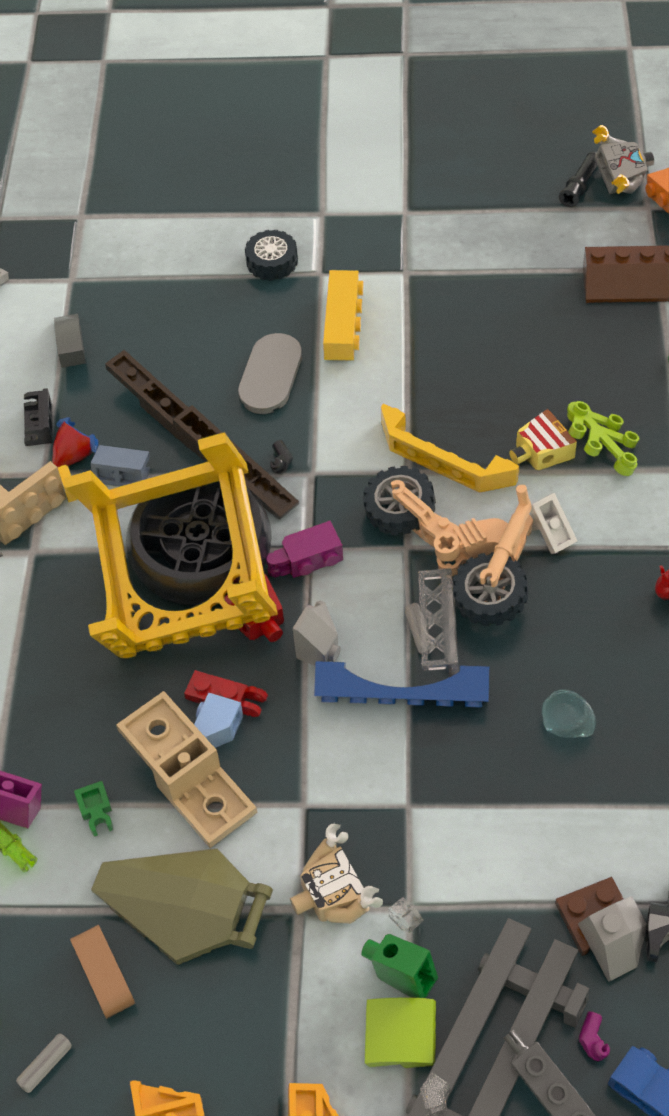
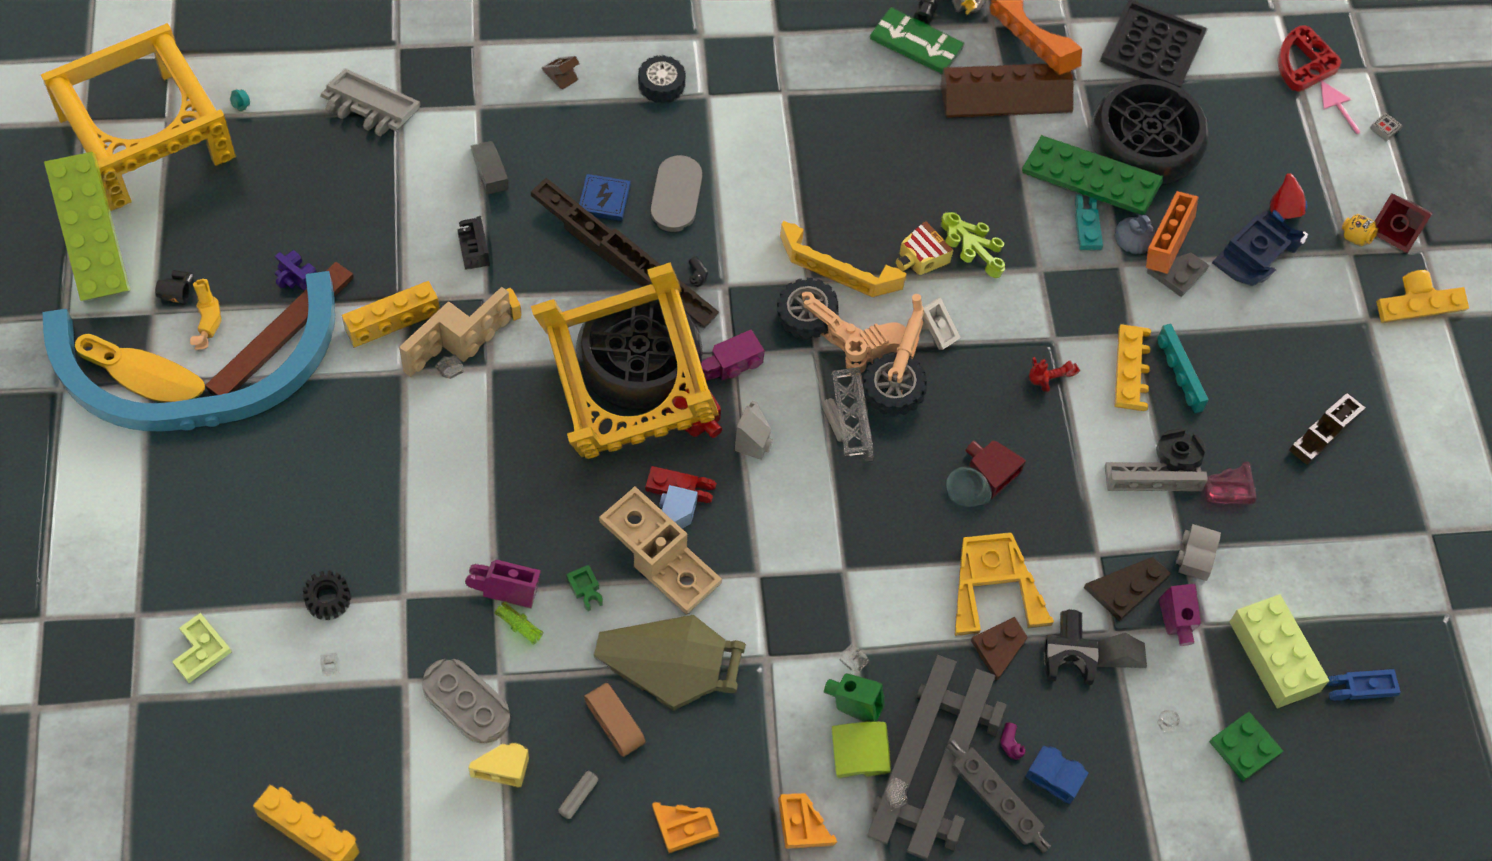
camera: 15 degrees left, 5 degrees up
(71, 445) = (510, 268): red hat -> none
(120, 465) = (557, 285): sand blue hinge -> none
(165, 245) = (562, 71): none -> reddish brown slope
(190, 374) = (605, 196): none -> blue tile
(333, 885) = (793, 638): torso -> none
(336, 681) = (884, 467): blue arch -> none
(341, 315) = (735, 137): yellow brick -> none
(560, 221) = (916, 40): none -> green tile
(589, 807) = (989, 562): none -> yellow wing
(605, 690) = (996, 464): none -> dark red torso
(616, 937) = (1022, 664): light grey slope -> none

